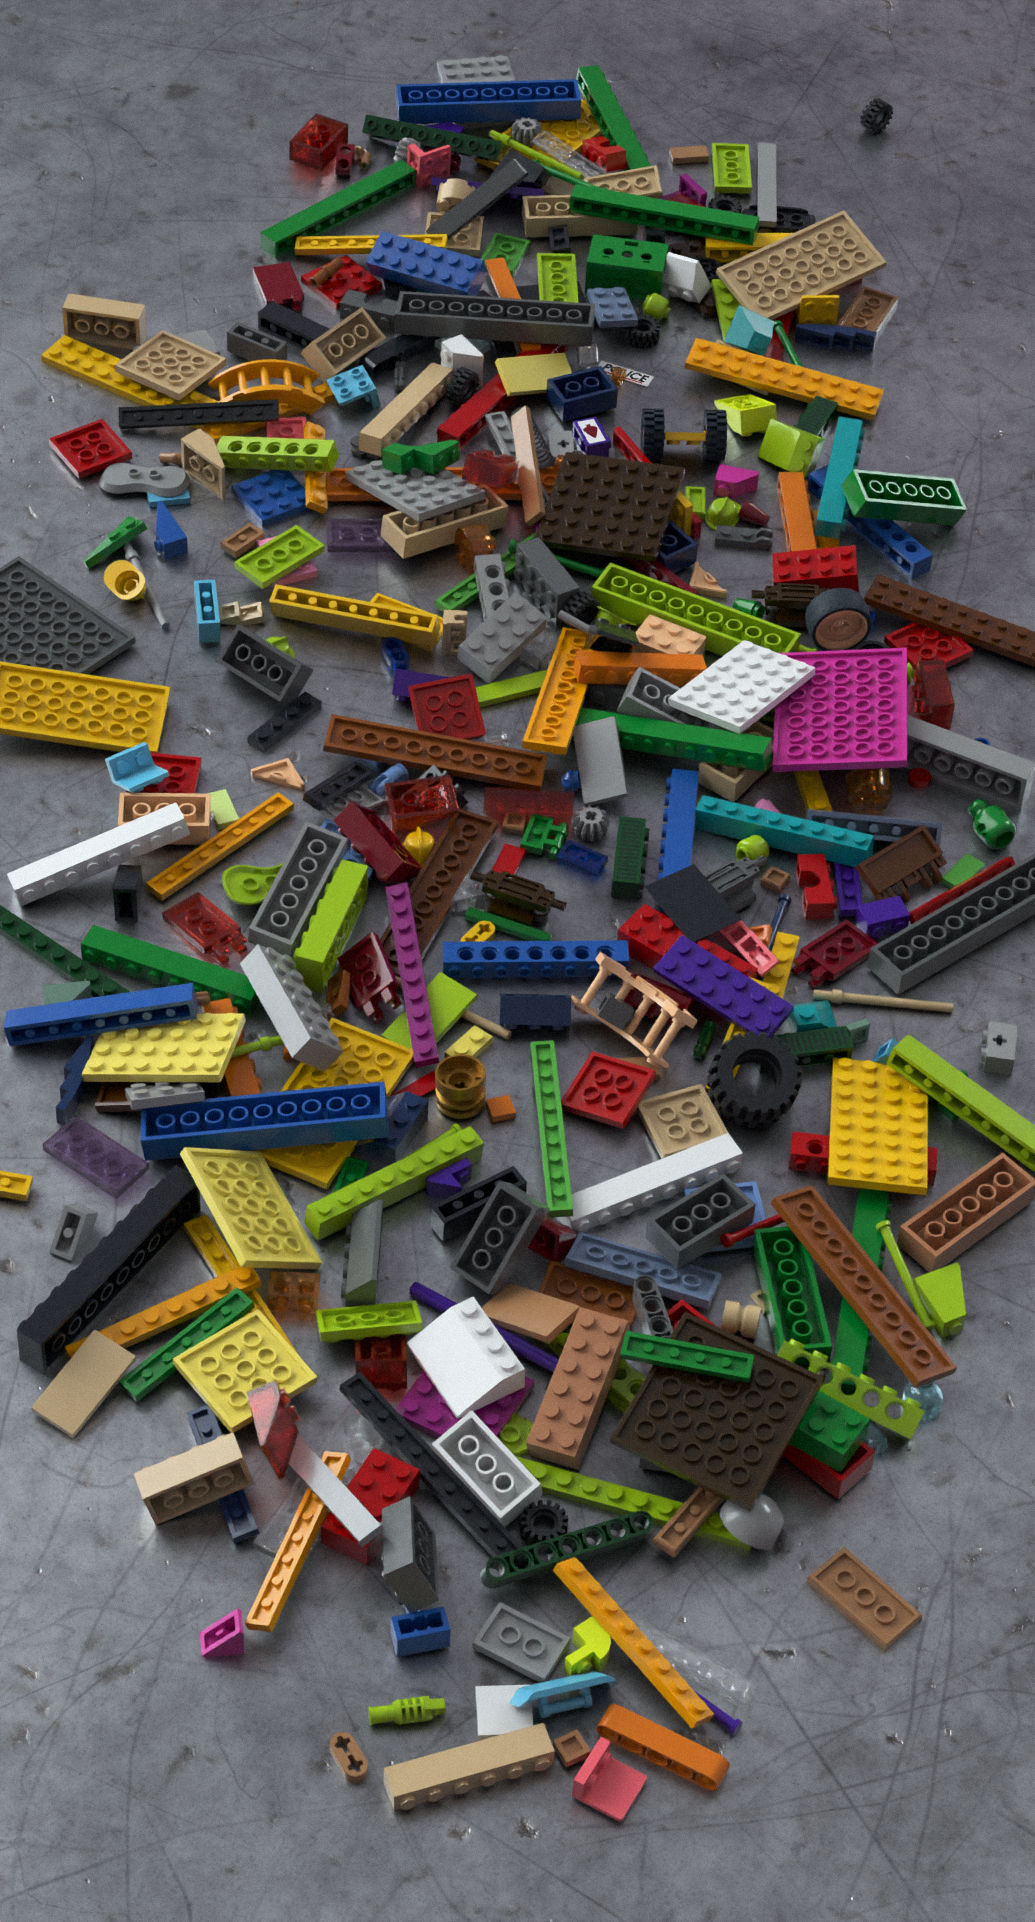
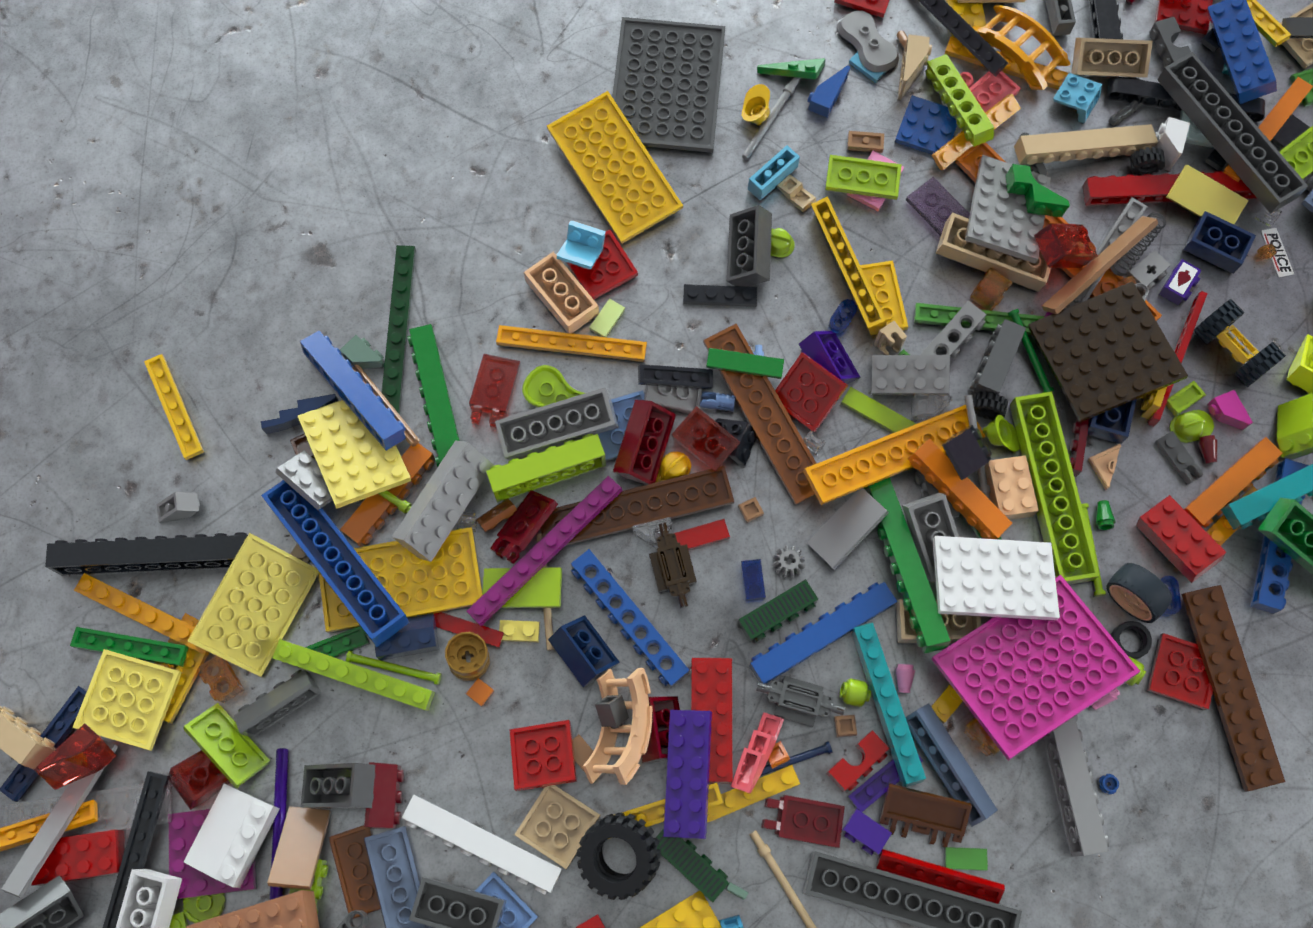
camera: 55 degrees right, 25 degrees up
(83, 1383) = (59, 607): tan tile -> none
(96, 1156) = (247, 473): clear purple plate -> none
(98, 854) = (490, 281): white brick -> none
(127, 892) = (481, 319): black slope -> none
(281, 773) = (671, 329): light nougat tile -> none
(376, 730) = (745, 363): none -> green tile
(448, 1180) = (382, 706): dark purple slope -> none
(463, 1209) = (375, 742): black brick -> none
(474, 933) = (622, 570): yellow beam -> none
(507, 926) = (649, 577): green axle -> none
(528, 801) = (771, 507): clear red brick -> none
(537, 835) = (751, 533): green plate -> none
(551, 1129) = (474, 744): bright green plate -> none
(571, 780) = (819, 518): blue plate -> none
(692, 903) = (754, 693): black sticker -> none
(704, 1039) = (648, 785): dark green axle -> none
(788, 602) = (1136, 546): dark brown piece -> none
(811, 1016) = (727, 847): teal slope -> none
(919, 777) = (1039, 758): red tile -> none
(933, 693) = (1122, 716): clear red brick -> none
(991, 825) = (1028, 850): green piece -> none

